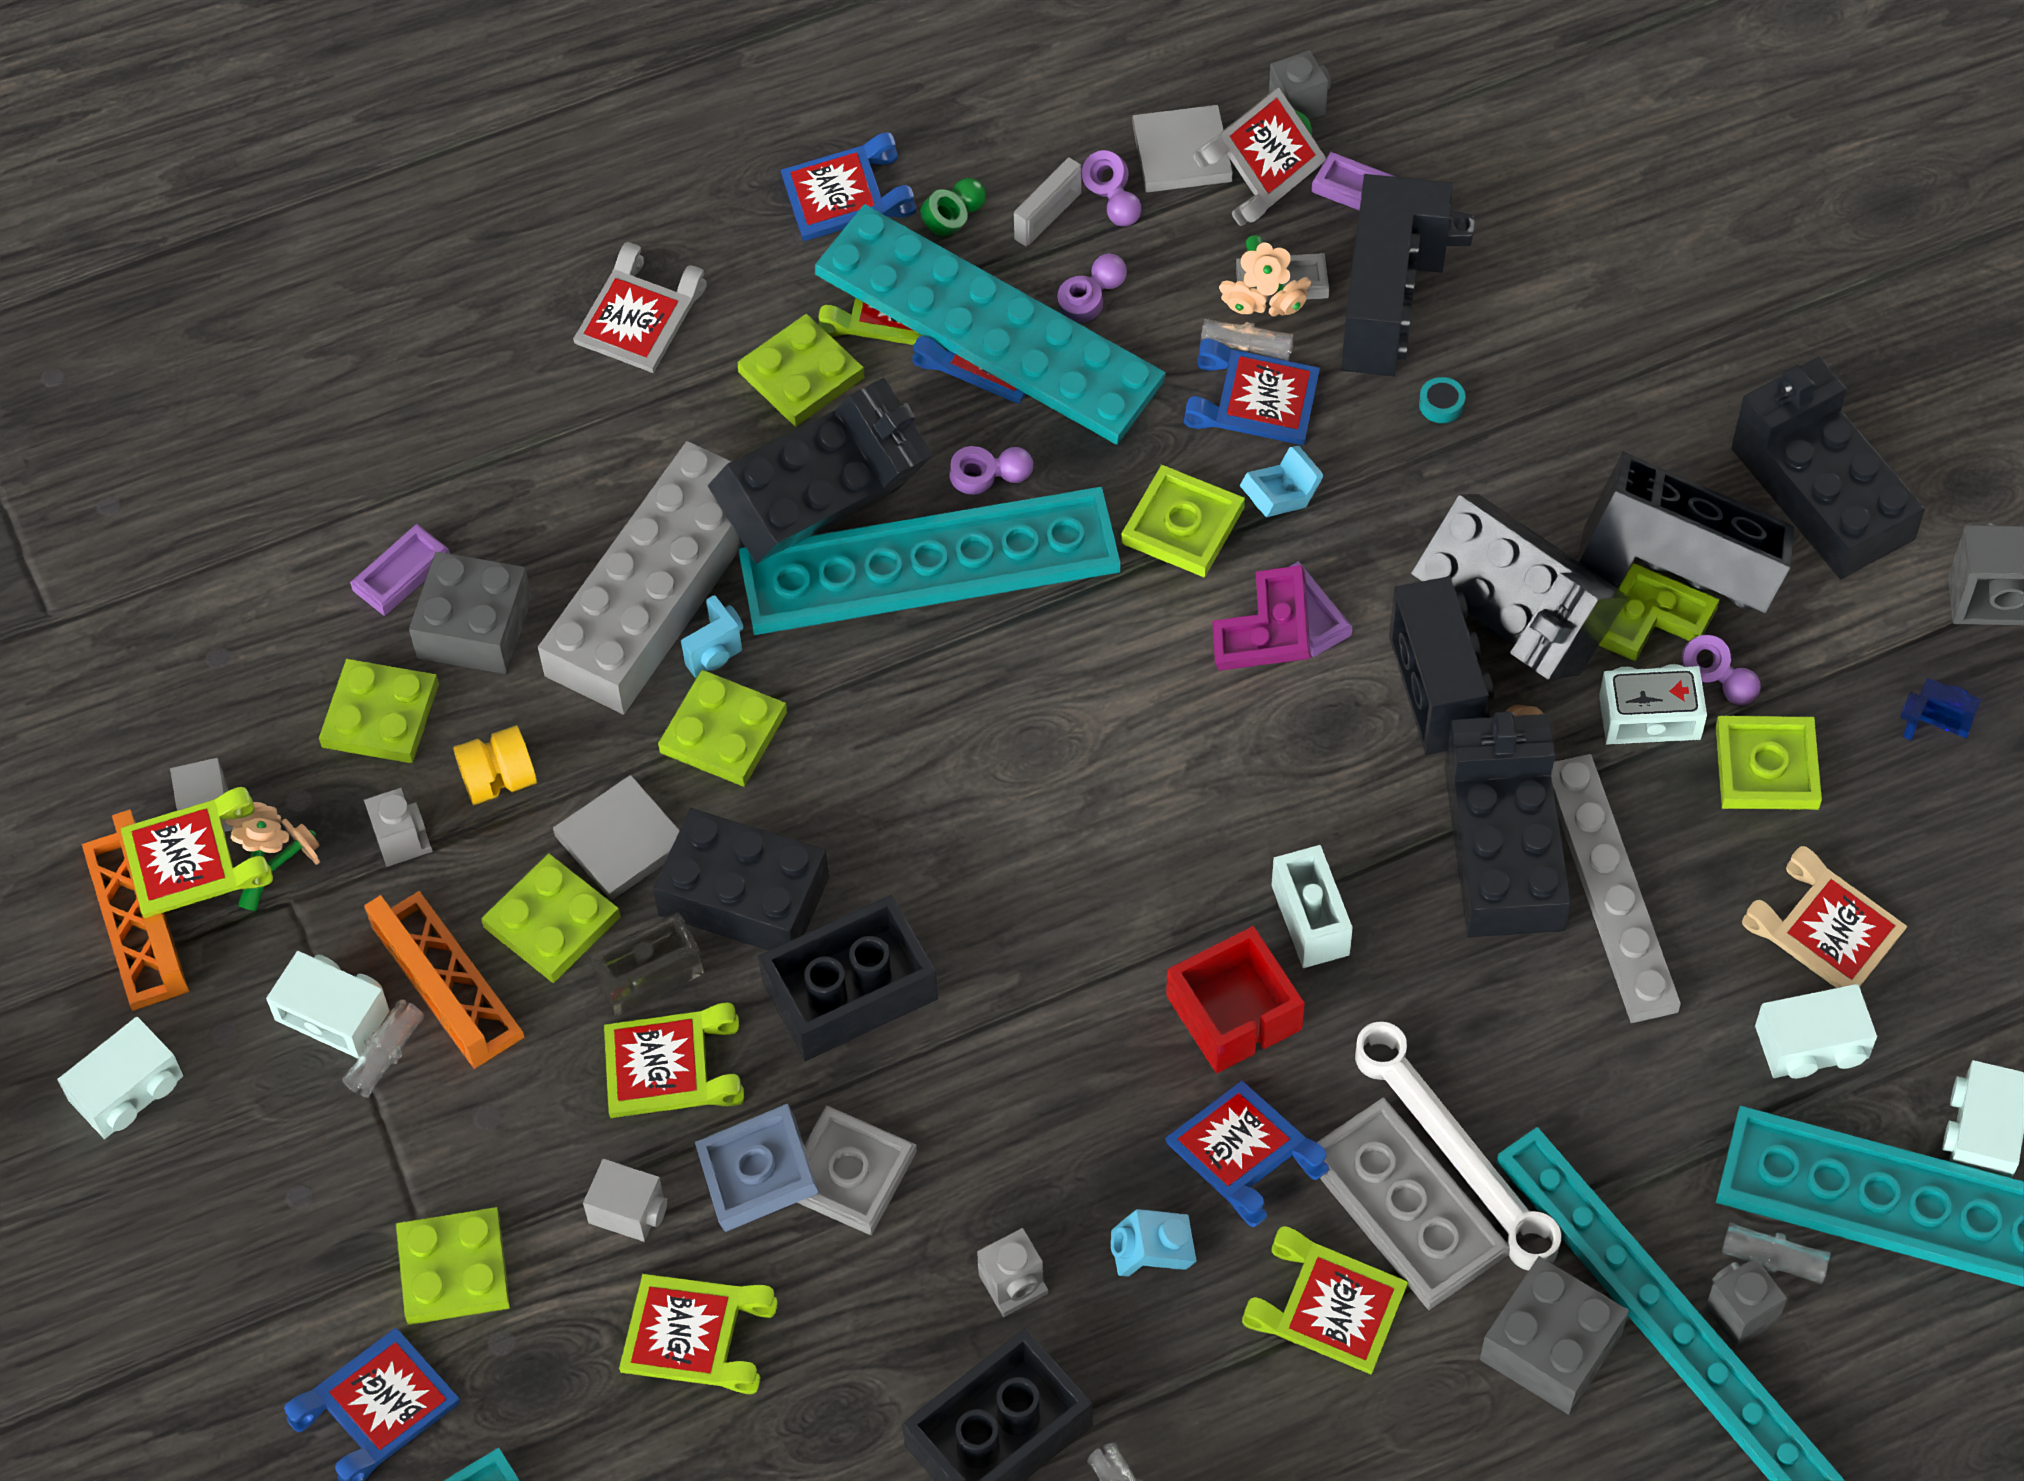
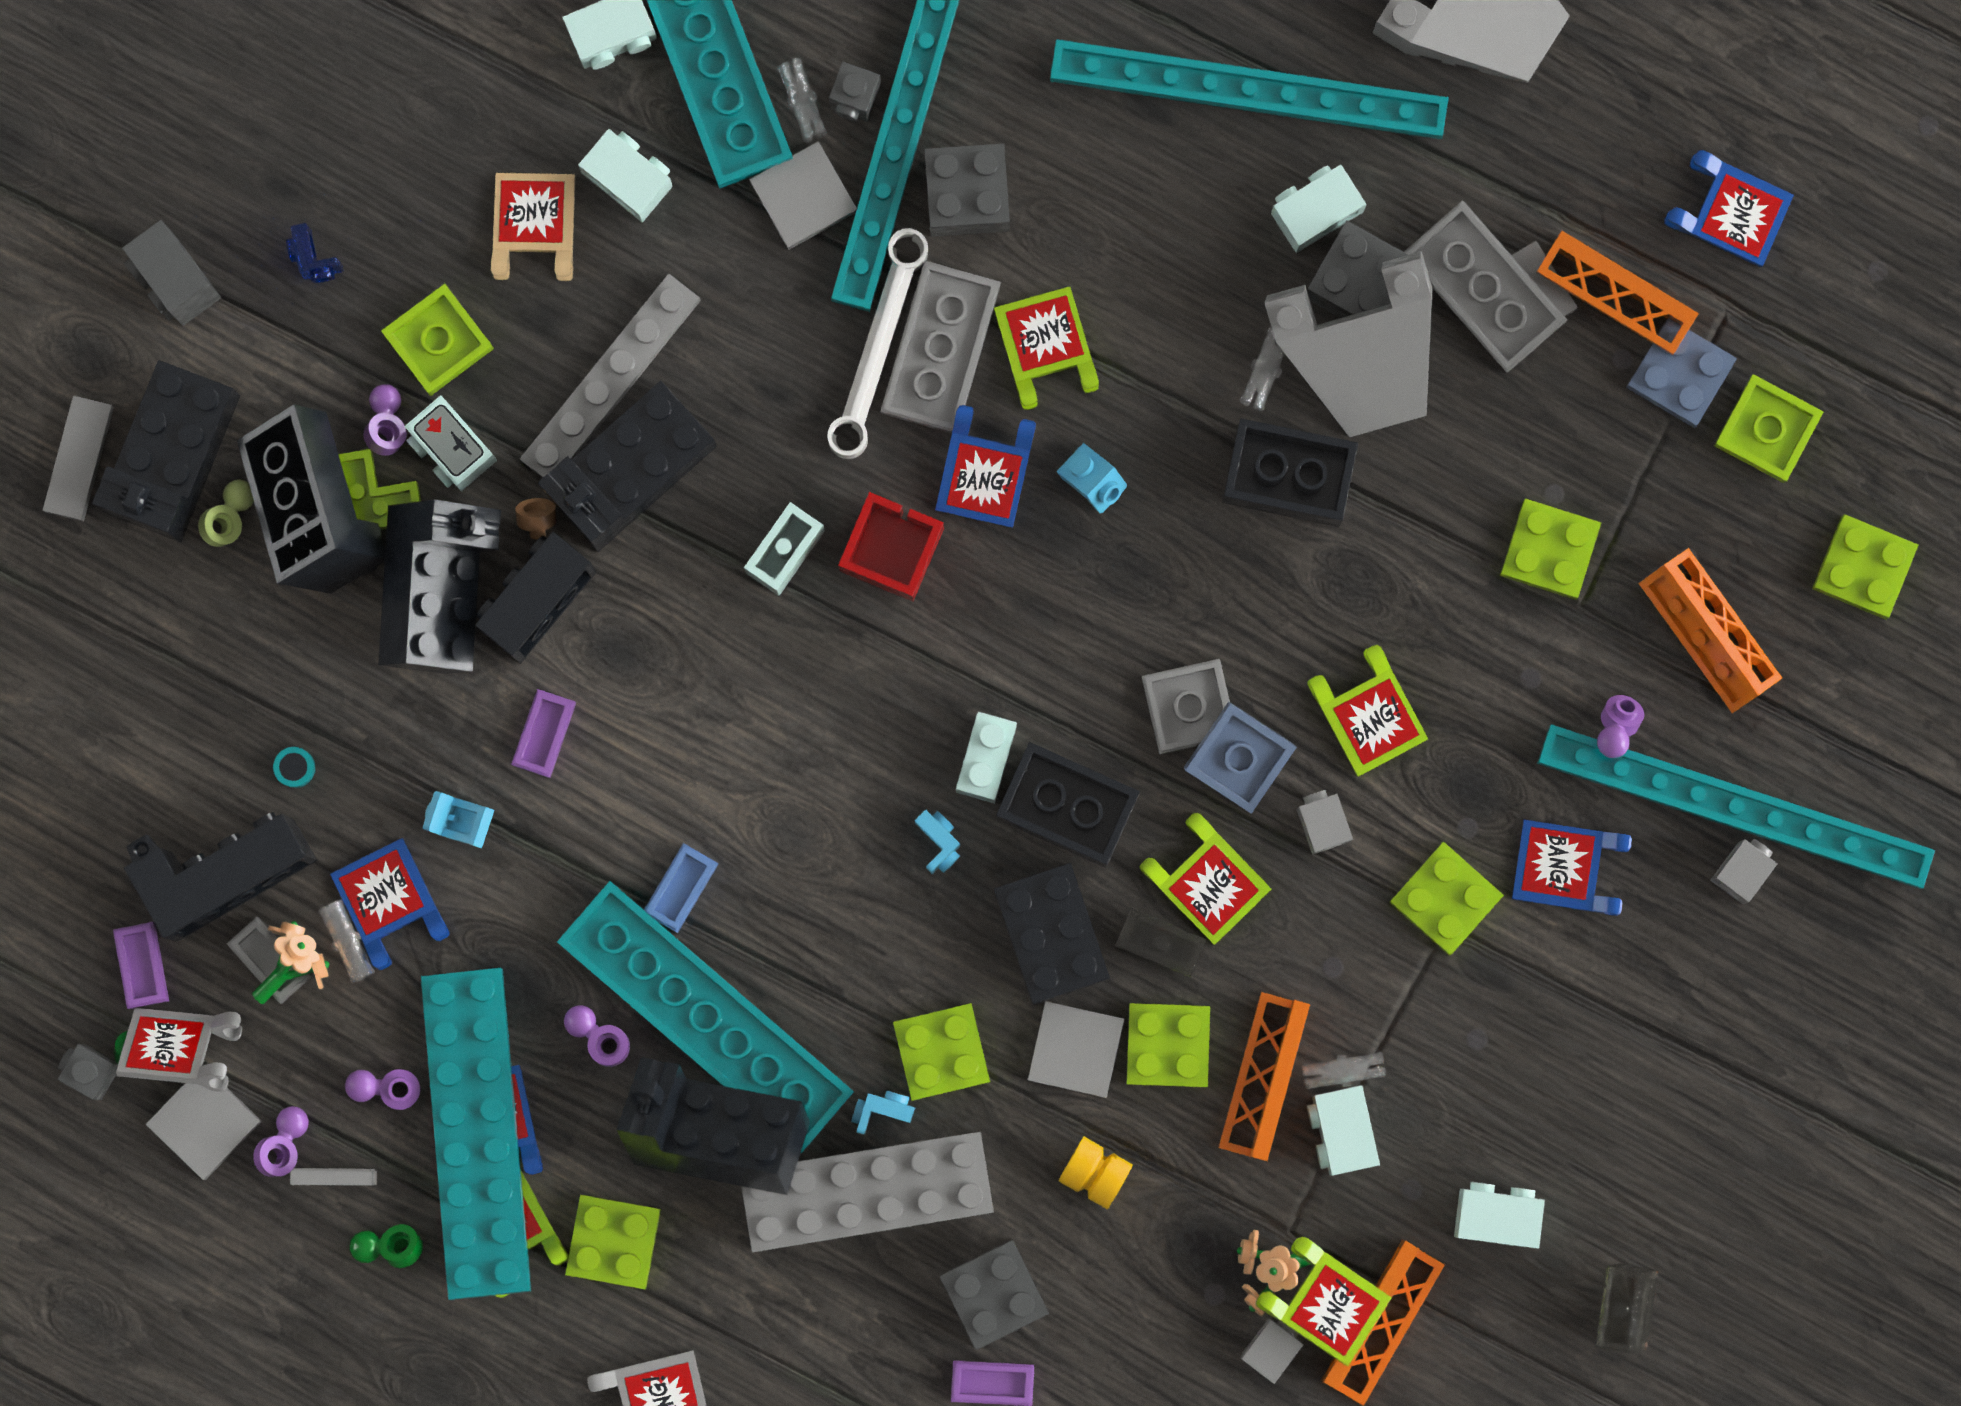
camera: 130 degrees left, 25 degrees up
(379, 711) = (1110, 1297): lime plate -> none
(397, 827) = (1188, 1198): light grey brick -> none
(835, 187) = (435, 1347): flag -> none
(919, 855) = (939, 830): none -> medium azure bracket
(958, 944) = (986, 757): none -> light aqua brick
(1012, 1272) = (1182, 545): light grey brick -> none
(1064, 622) = (680, 887): none -> medium blue tile
(1183, 521) = (538, 867): lime plate -> none
(1276, 632) = (583, 730): magenta plate -> none
(1670, 1185) = (803, 195): none -> light grey tile
(1721, 460) = (237, 498): none -> yellowish green plate
(1885, 418) = (78, 458): none -> light grey tile

